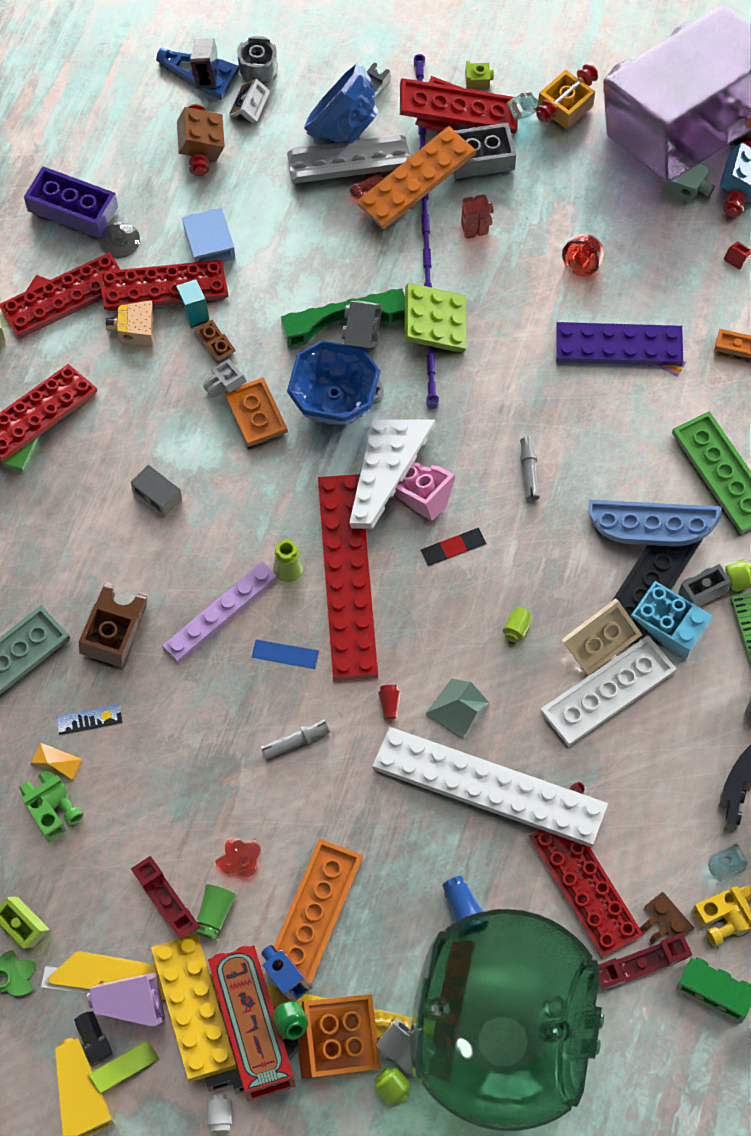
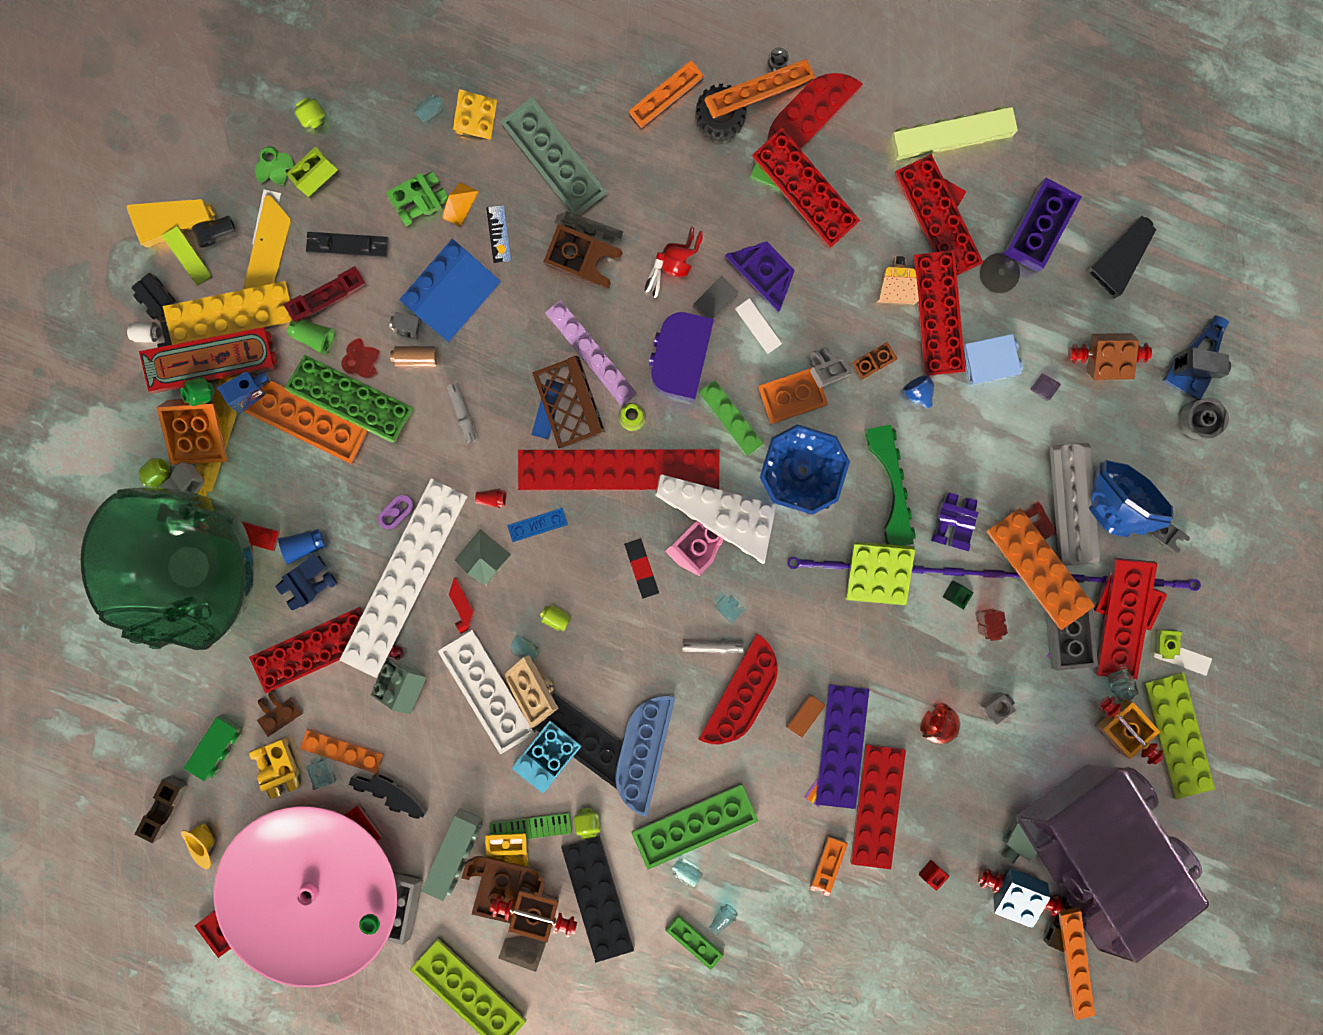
camera: 90 degrees right, 25 degrees up
(78, 620) = (588, 226): none -> clear smoke wing
(101, 136) = (1118, 262): none -> black slope
(105, 883) = (347, 244): none -> black hinge
(117, 530) = (673, 261): none -> red hair
(124, 447) = (764, 271): none -> dark purple wing
(129, 999) = (234, 260): lavender slope -> none
(155, 763) = (450, 290): none -> blue slope
(176, 1102) = (153, 295): none -> black brick
(182, 452) = (758, 326): none -> white sticker
(193, 302) = (916, 340): teal slope -> none
(197, 806) = (405, 324): none -> flat silver brick
(220, 514) = (680, 355): none -> dark purple brick
(233, 794) = (414, 356): none -> medium nougat brick
(234, 191) = (1045, 387): none -> clear purple slope
(243, 296) = (920, 391): none -> blue helmet
(250, 100) = (1155, 408): white panel -> none
(273, 610) = (585, 397): none -> reddish brown fence
(283, 470) = (731, 417): none -> bright green plate
(287, 863) = (348, 398): none -> bright green plate
(362, 324) = (867, 501): flat silver brick -> none
(375, 256) = (961, 519): none -> dark purple hips
(415, 655) = (537, 525): none -> clear blue sticker
(415, 803) = (395, 510): none -> medium lavender plate
(450, 253) = (958, 594): none -> dark green slope
(487, 455) = (728, 607): none -> clear light blue brick
(494, 57) = (1189, 660): none -> white sticker
(513, 724) = (462, 605): none -> red piece
(516, 896) = (300, 582): none -> dark blue hips
(541, 68) = (1179, 735): none -> lime plate
(554, 655) = (523, 647): none -> clear light blue brick
(565, 213) = (990, 707): none -> flat silver brick
(577, 435) = (743, 695): none -> red plate
(591, 379) = (805, 715): none -> dark orange slope
(616, 783) = (398, 686): none -> sand green slope
(644, 962) = (242, 689): dark red slope -> none
(677, 307) = (878, 806): none -> red plate
(698, 844) = (342, 751): none -> orange plate
(705, 586) = (574, 790): dark grey brick -> none

